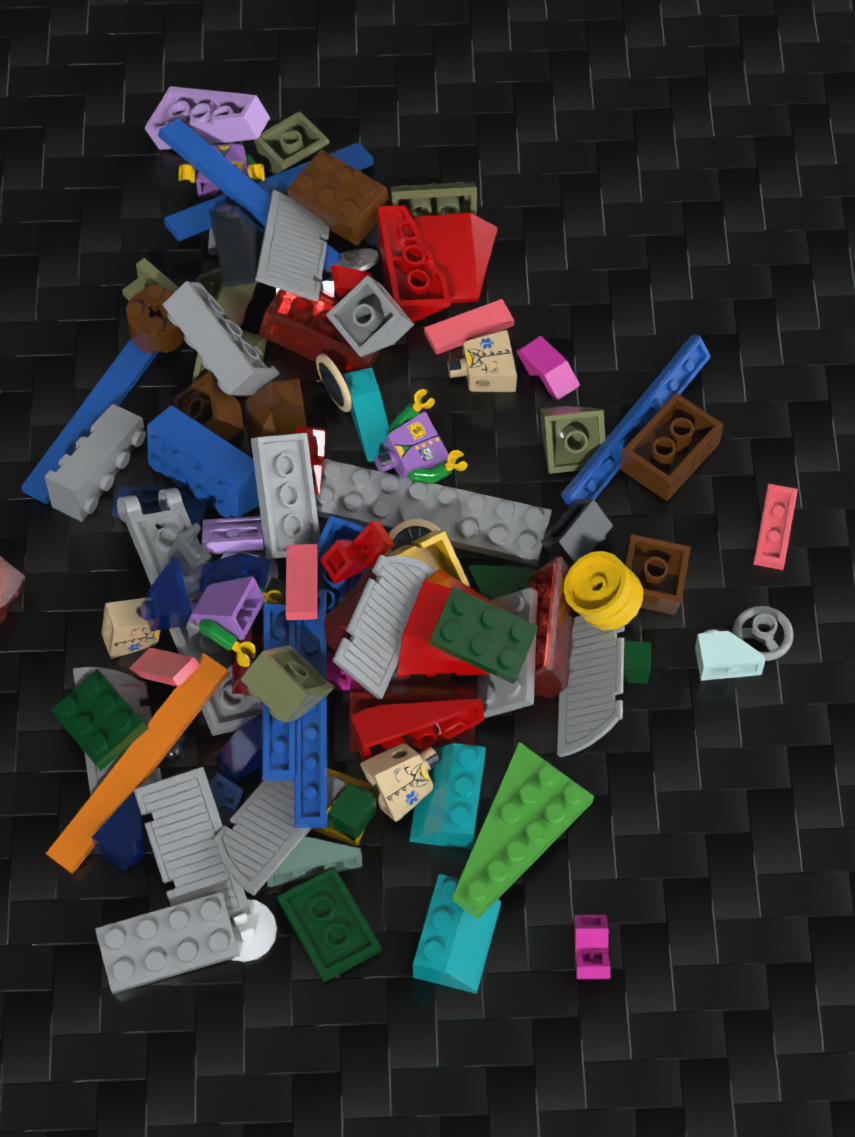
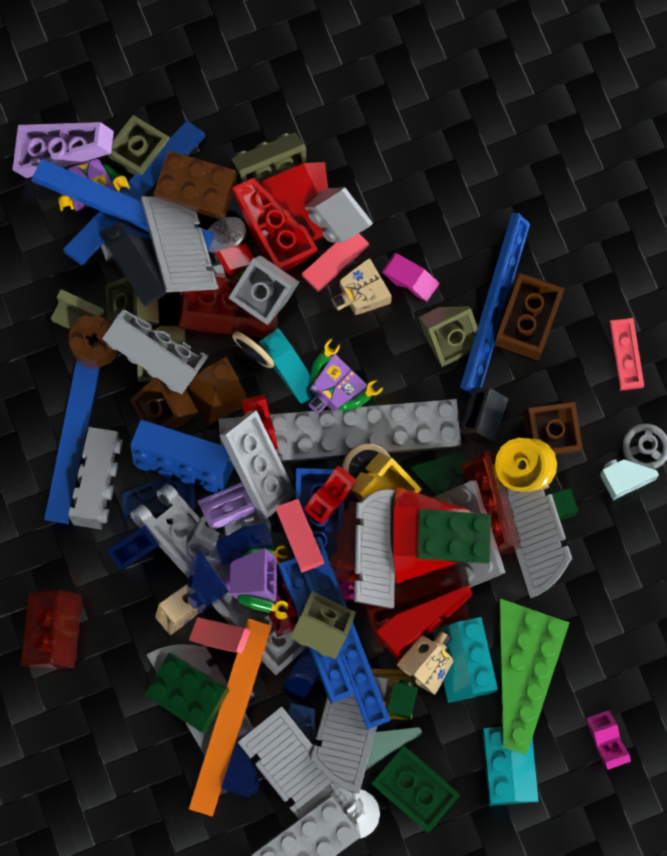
camera: 20 degrees left, 15 degrees up
(105, 540) = (132, 546): none -> clear blue slope
(487, 272) = (337, 214): none -> light grey slope

